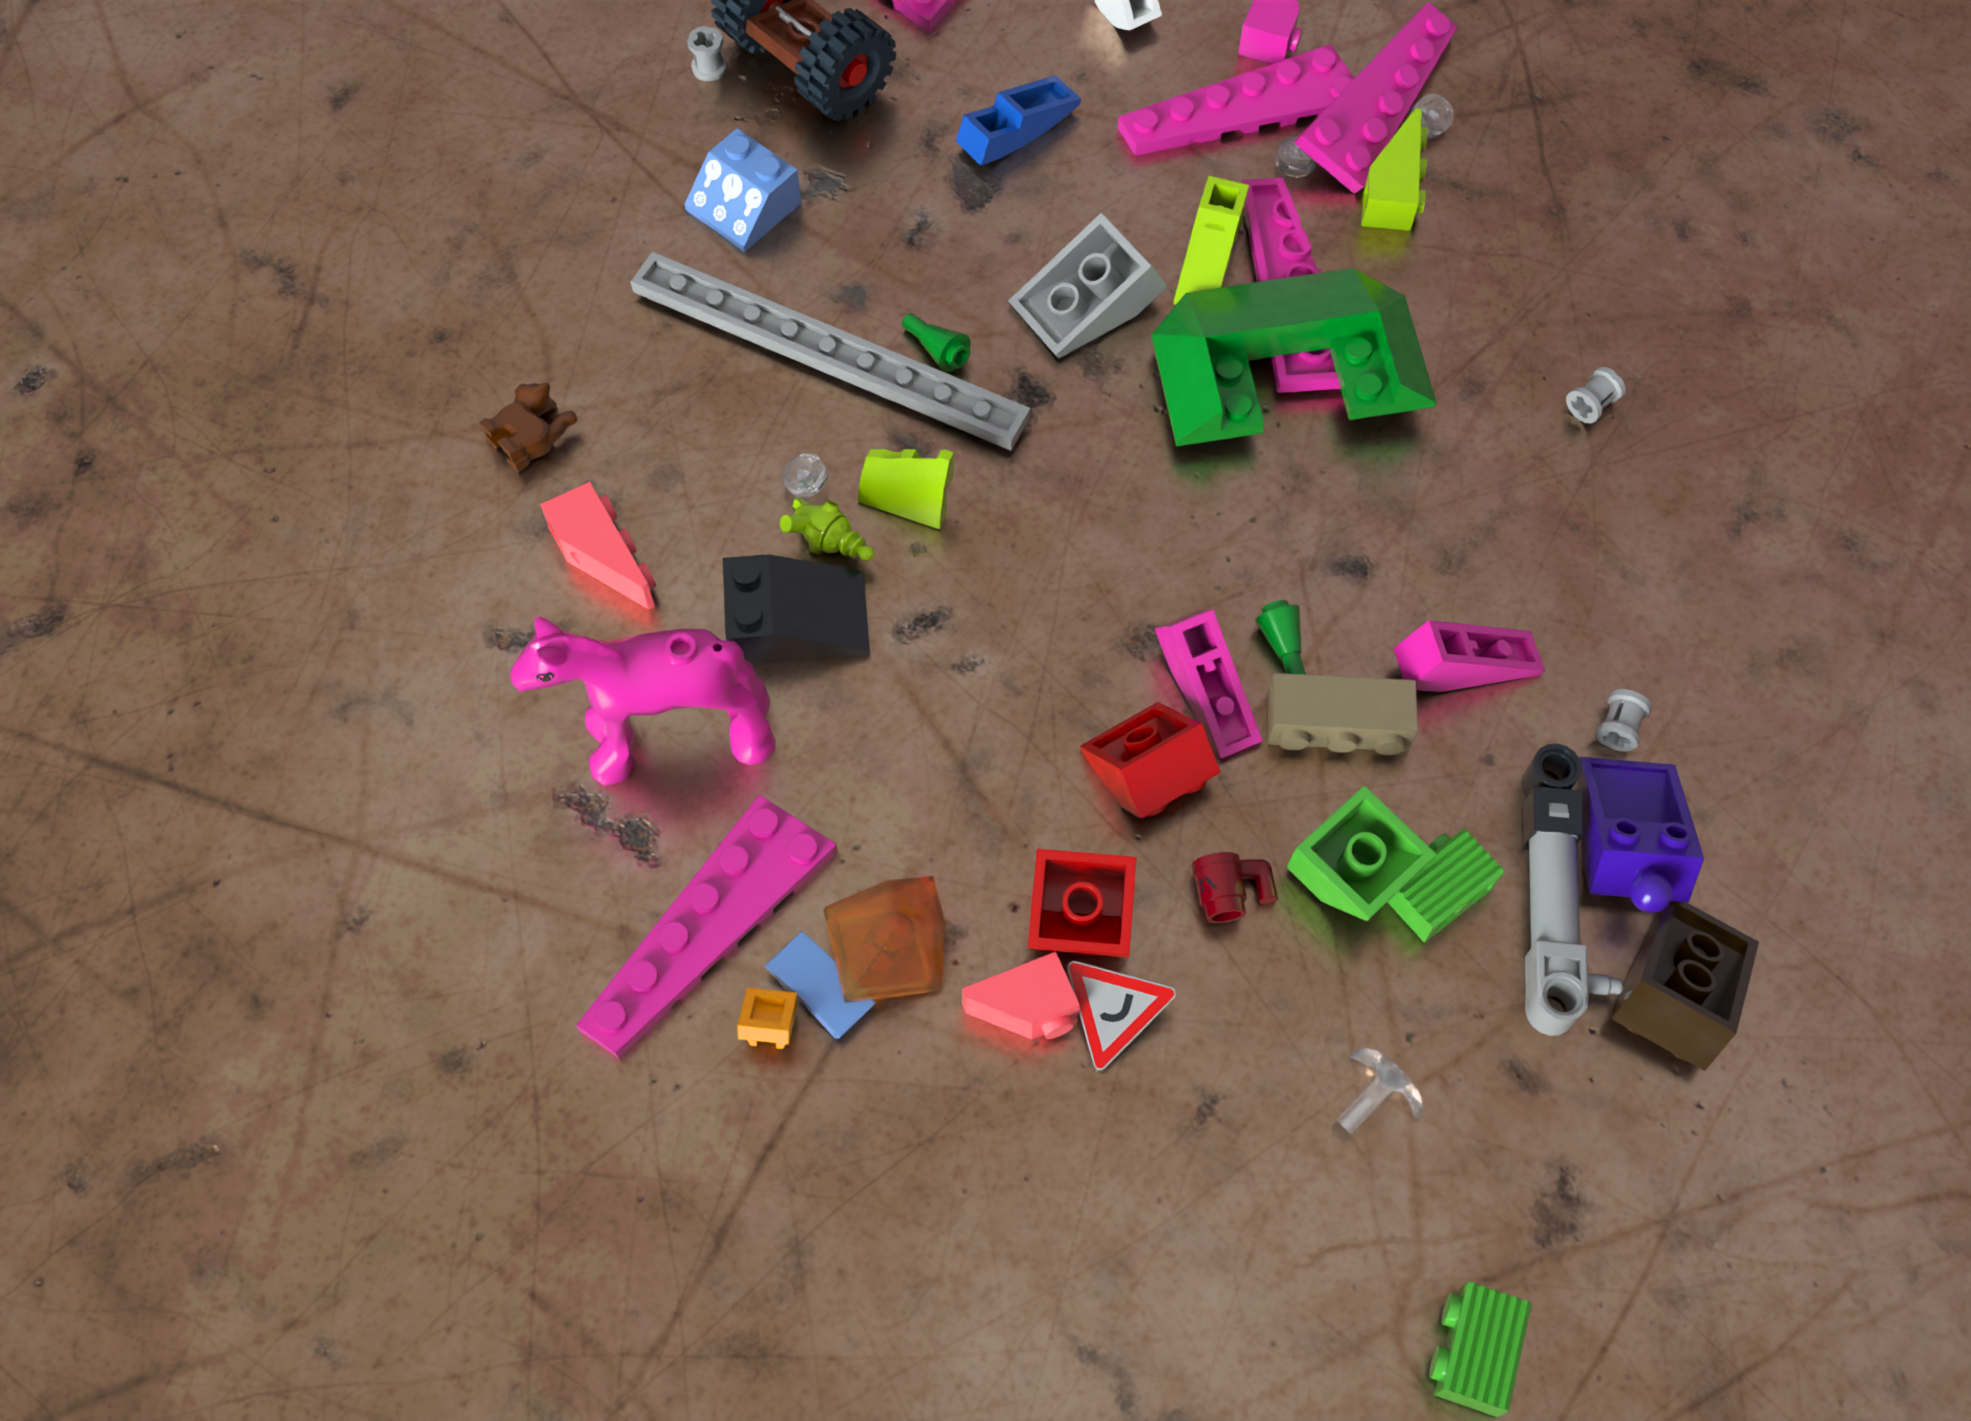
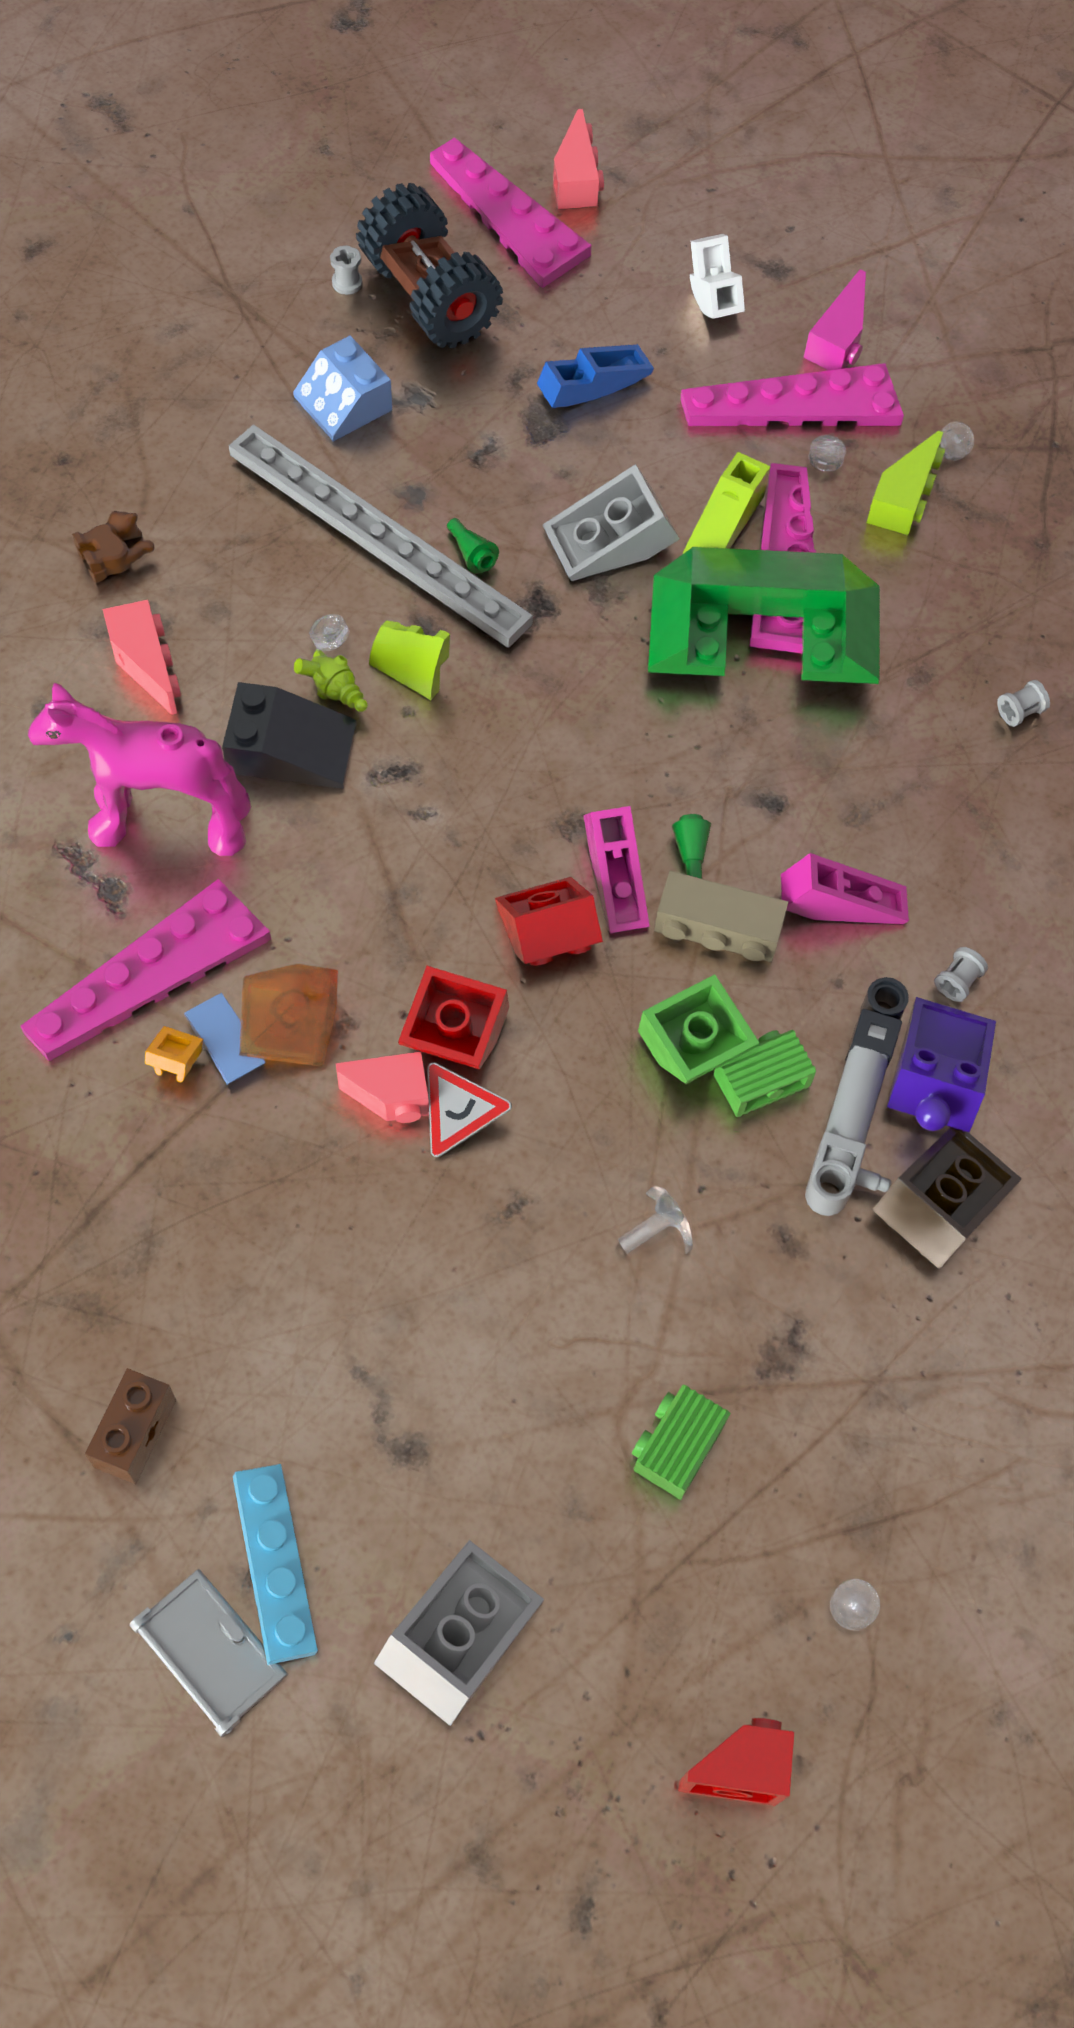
camera: 10 degrees right, 0 degrees up
(1222, 885) = (578, 1030): dark red piece -> none
(1371, 108) = (910, 416): dark pink wing -> none

